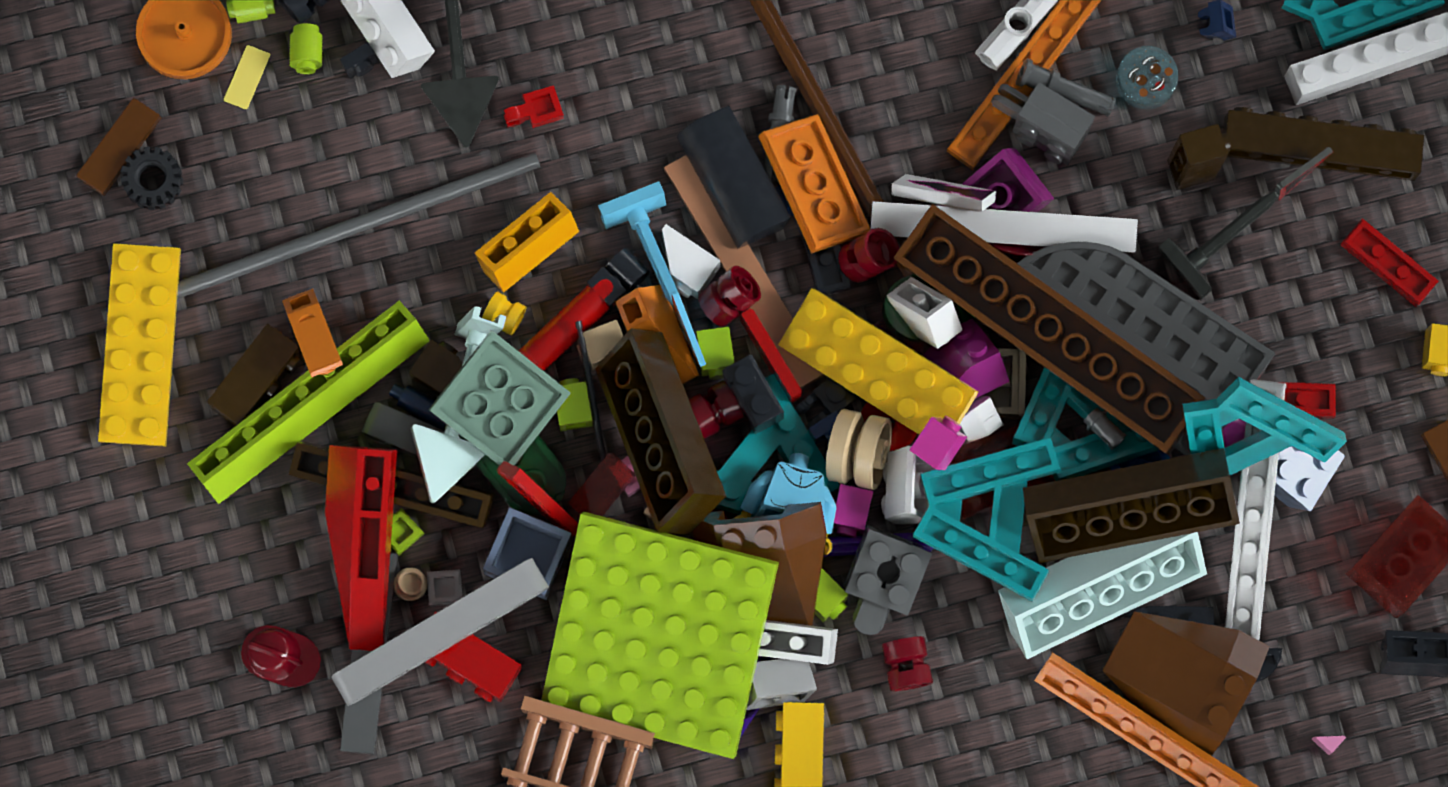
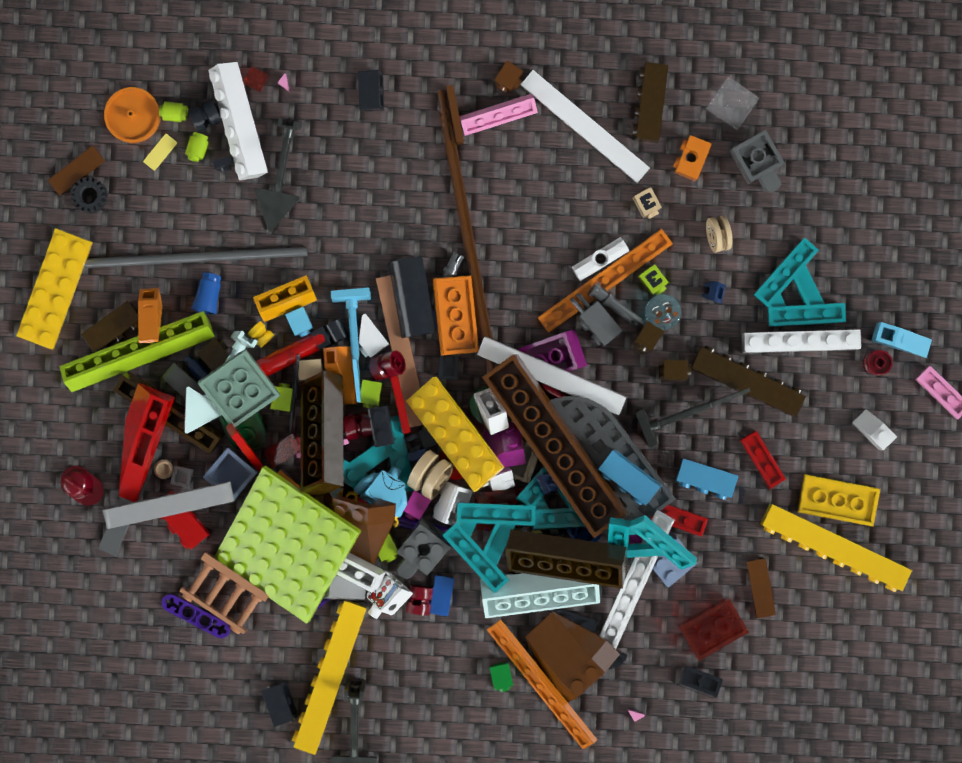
camera: 20 degrees right, 10 degrees up
(396, 275) = (207, 294): none -> blue plant
(404, 532) = (168, 438): lime tile -> none
(539, 106) = (317, 222): red plate -> none
(562, 274) = (300, 322): none -> medium azure brick
(855, 673) = (388, 597): none -> white torso
(868, 255) = (472, 366): dark red wheel -> none
(939, 442) = (471, 491): dark pink brick -> none
(942, 647) = (441, 595): none -> blue tile
(943, 193) = (525, 344): white tile -> none
(1057, 399) = (546, 483): none -> dark blue tile
(1086, 748) = (501, 676): none -> green brick
(1104, 428) = (568, 510): dark grey pin -> none
(1114, 32) = (653, 280): none -> lime brick
(1137, 118) = (646, 338): none -> dark brown brick
(1189, 340) = (629, 477): none -> dark azure brick
(1309, 319) = (706, 479): none -> dark azure brick

